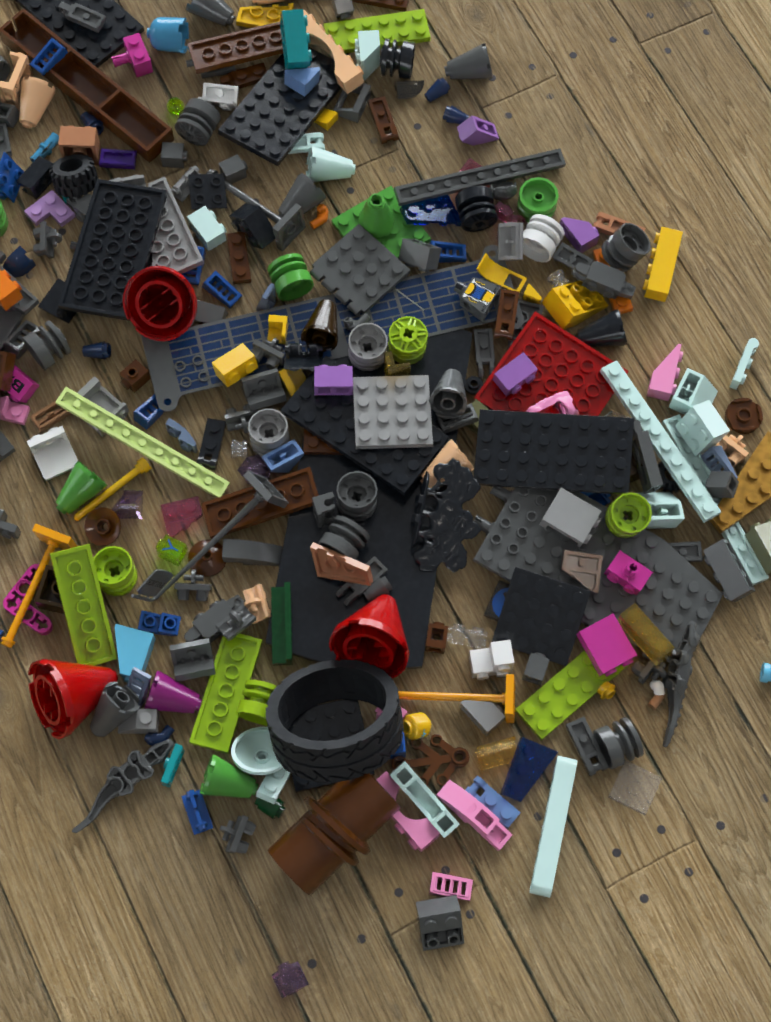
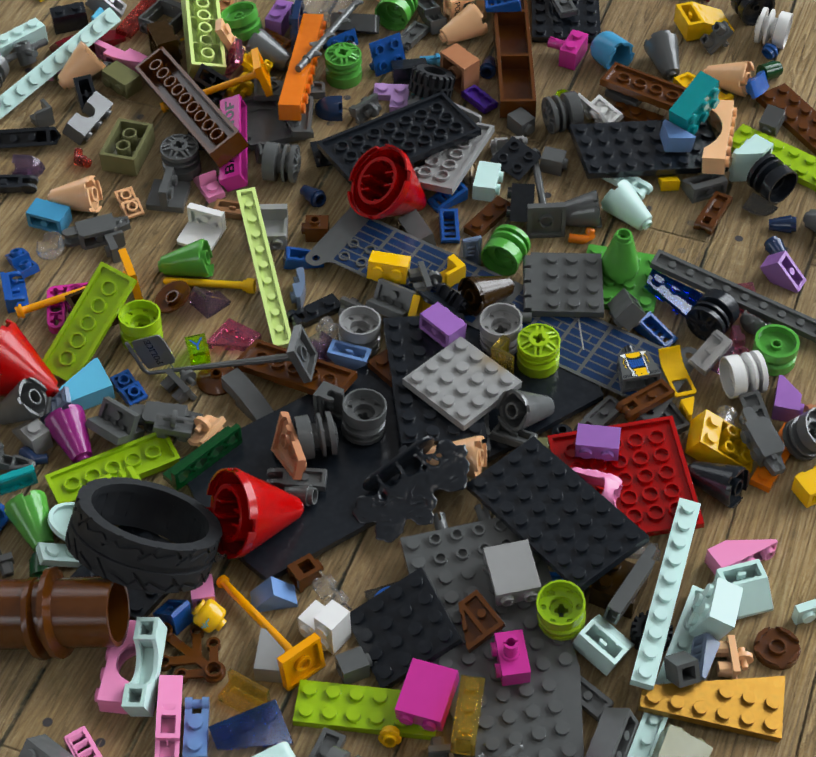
camera: 50 degrees right, 20 degrees down
(434, 673) = (273, 595): none -> medium blue slope

